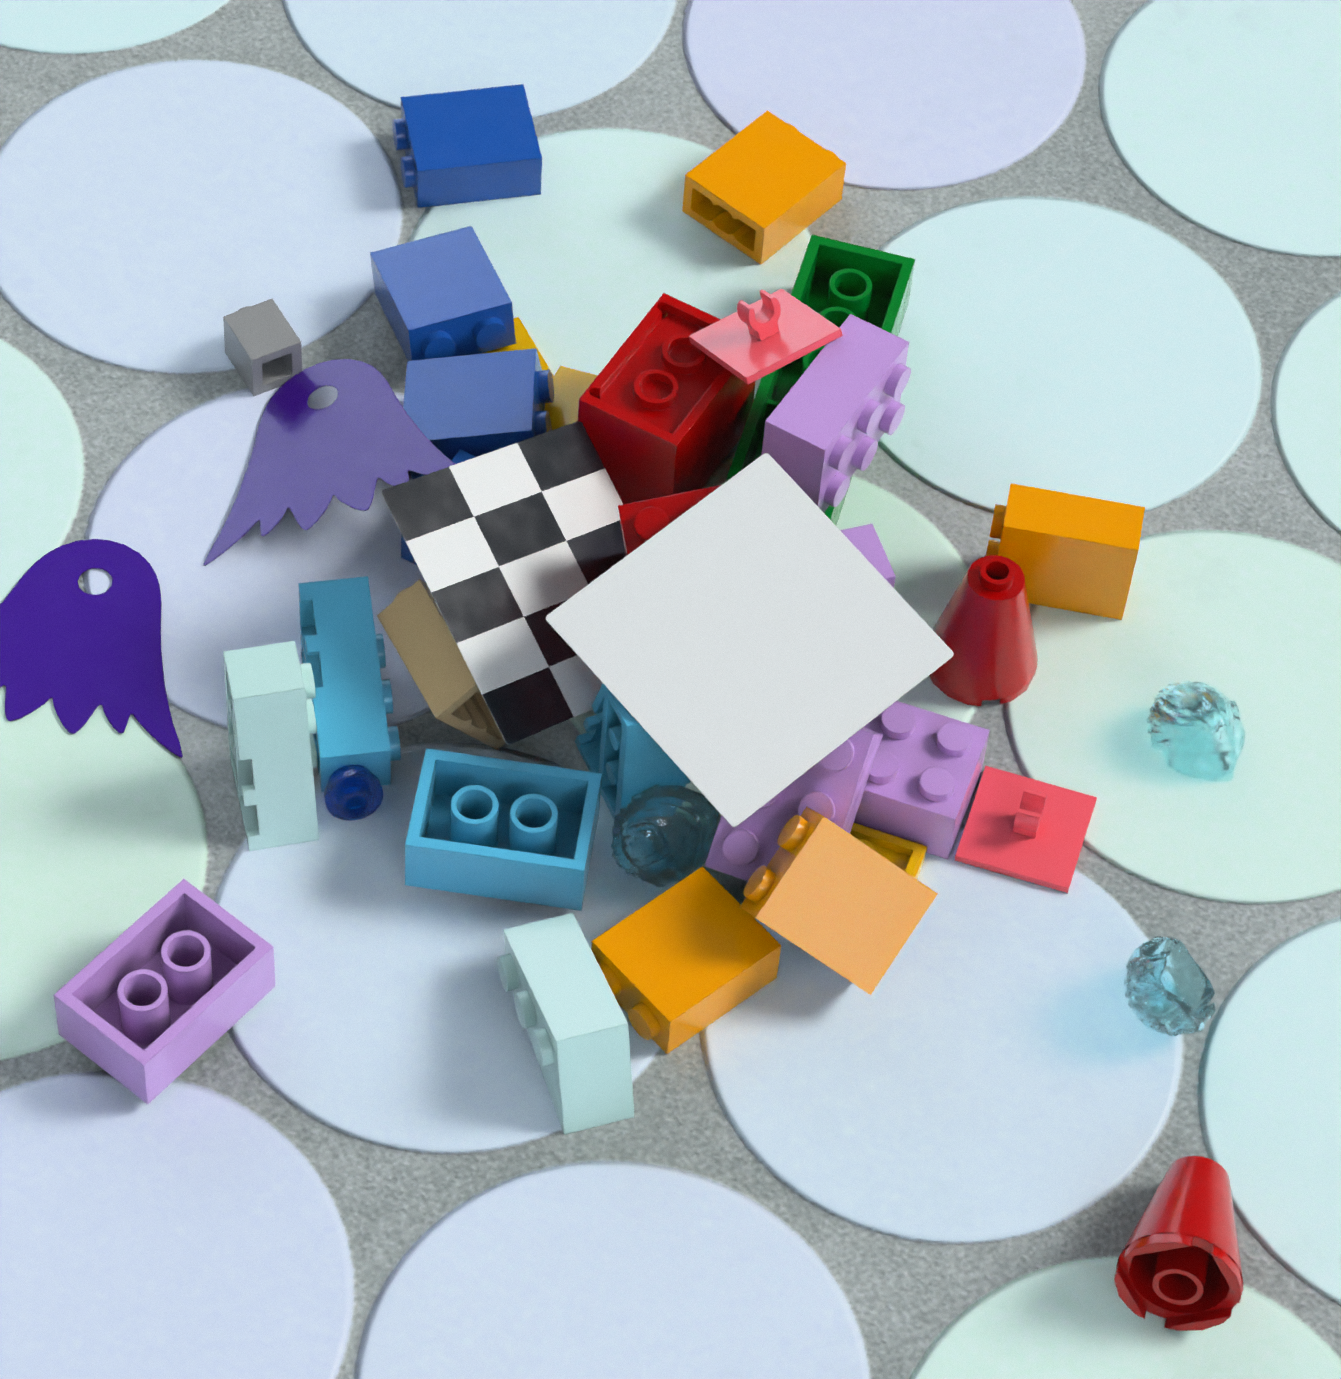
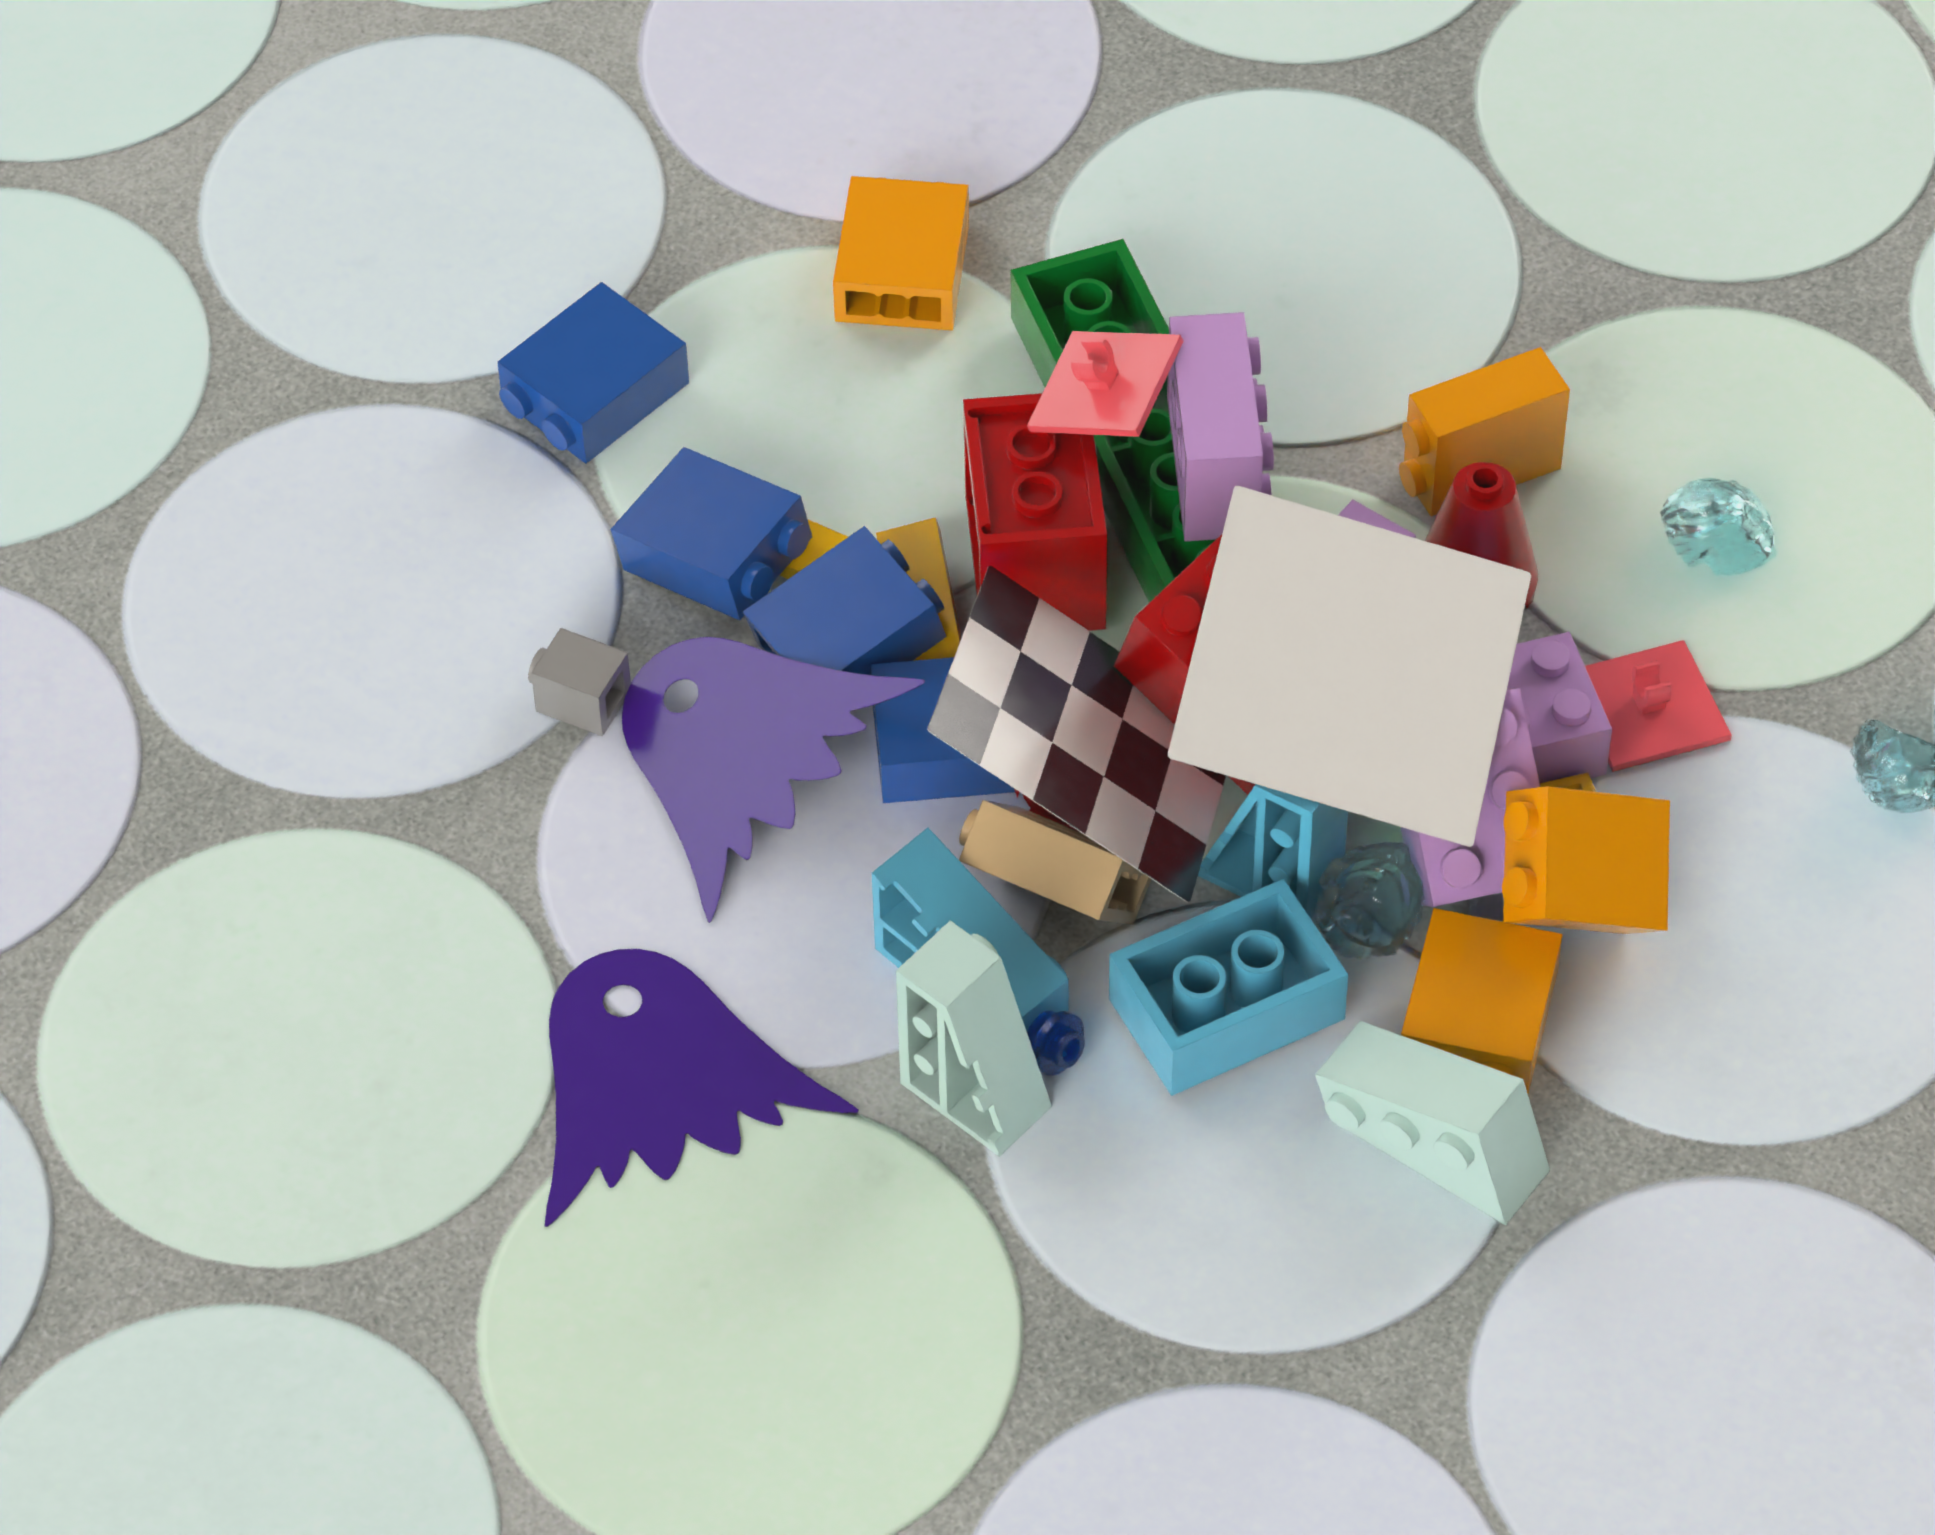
camera: 30 degrees left, 0 degrees up
(165, 990) = (1068, 1322): lavender brick -> none

